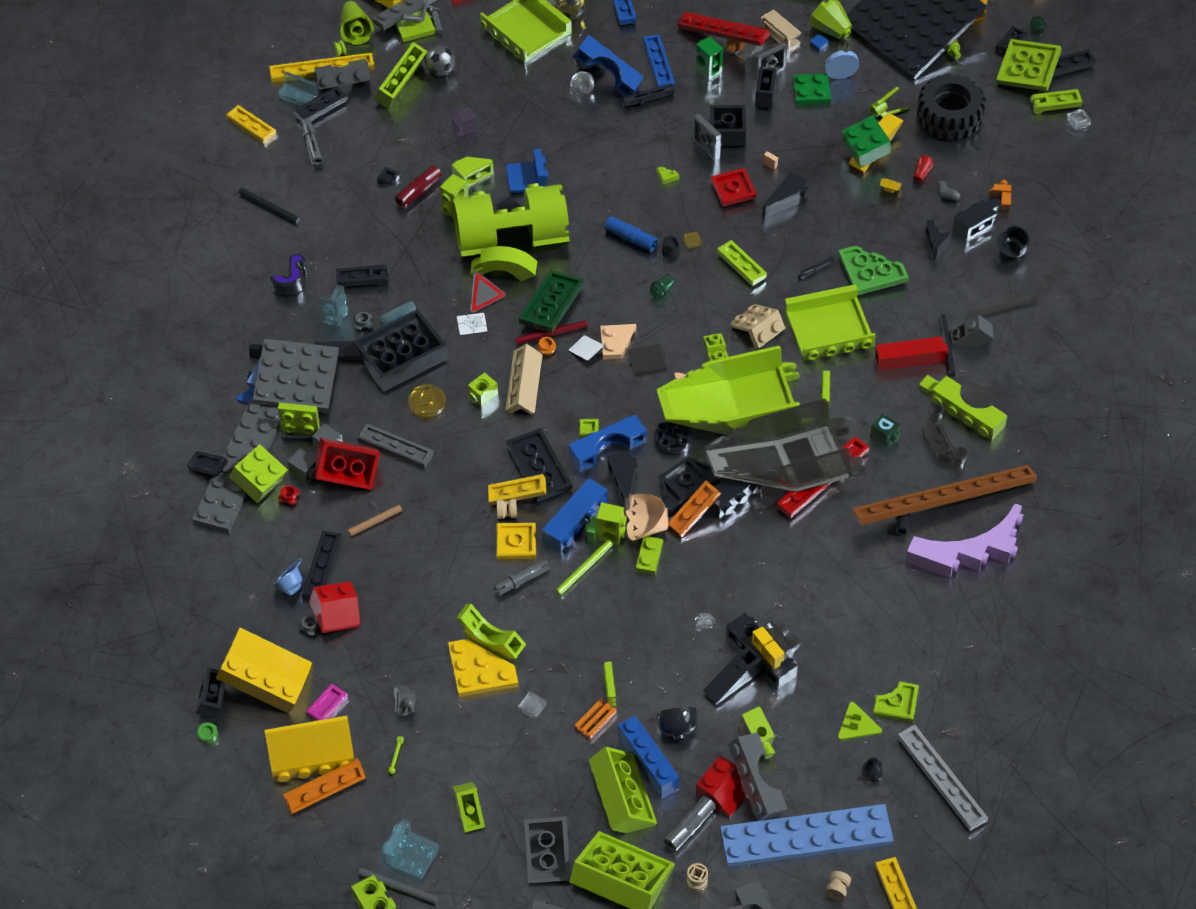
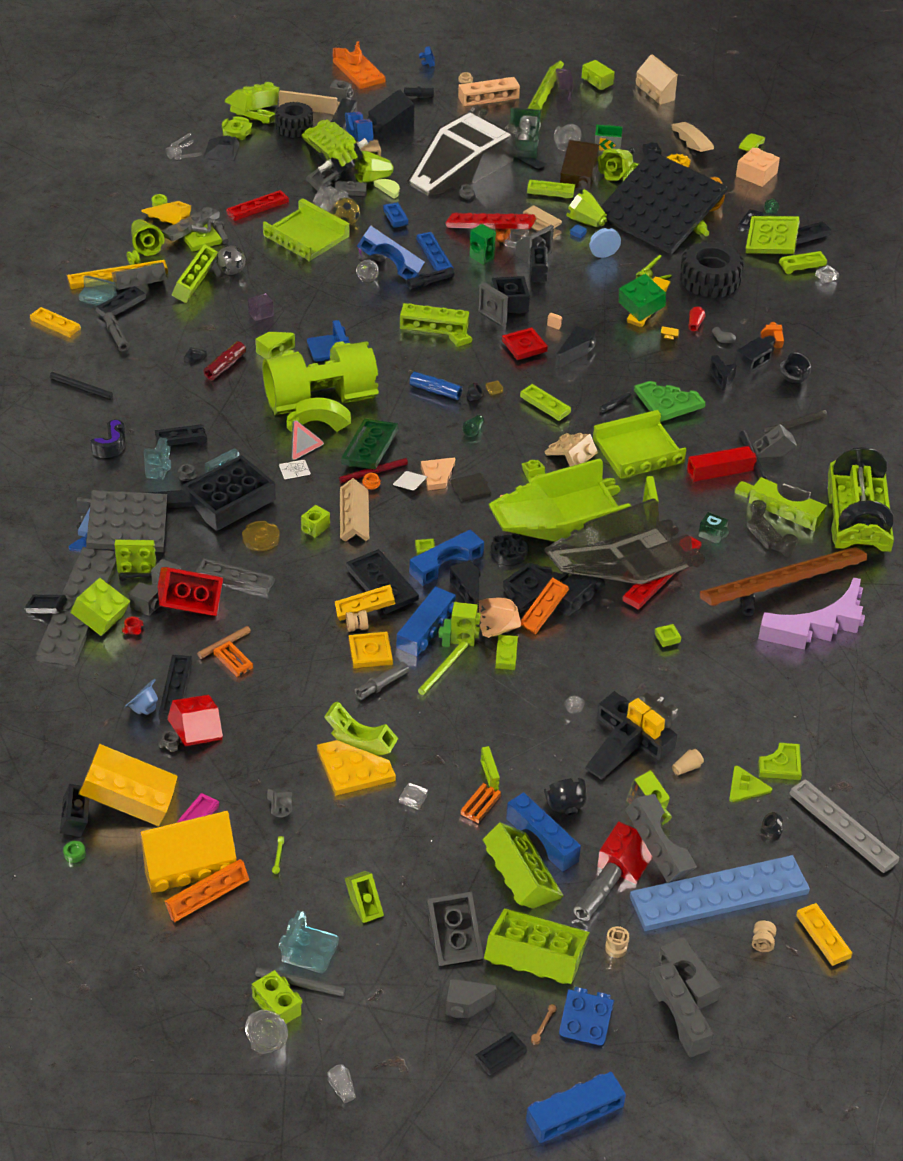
camera: 10 degrees left, 10 degrees down
(388, 551) = (230, 660): none -> orange tile
(451, 189) = (256, 356): lime brick -> none
(642, 150) = (433, 319): none -> lime brick
(803, 695) = (689, 761): none -> tan cone
(811, 89) = (579, 265): green plate -> none
(813, 551) = (667, 635): none -> lime plate
(1048, 390) = (860, 500): none -> piece

